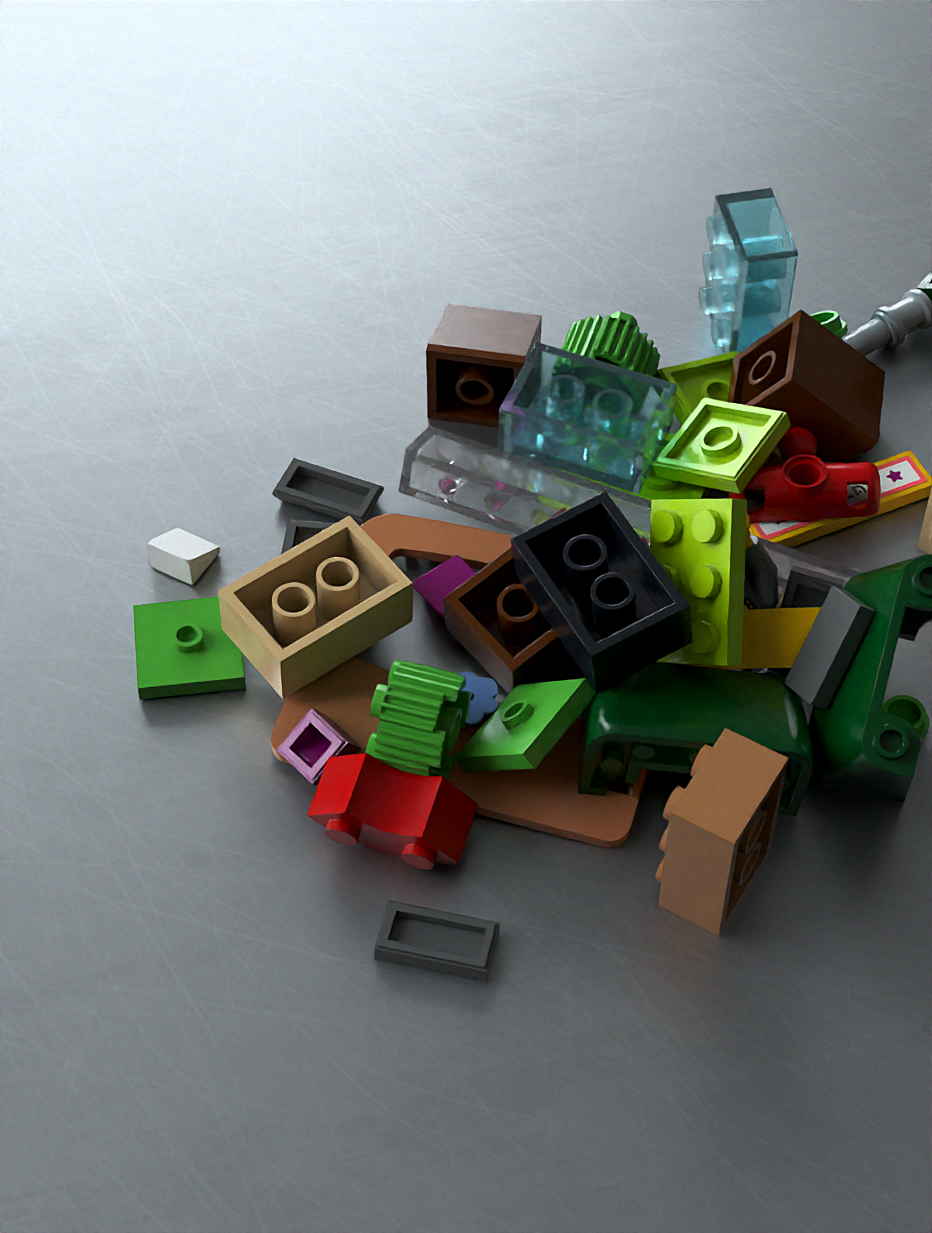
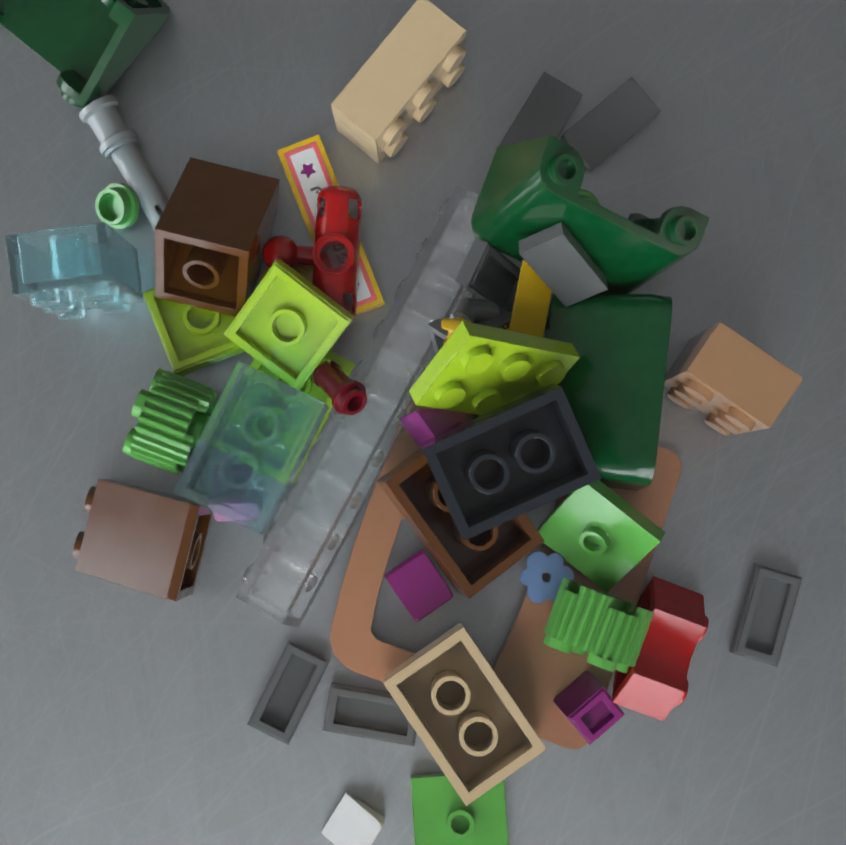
camera: 85 degrees left, 35 degrees up
(656, 485) = (346, 394): none -> dark red pin

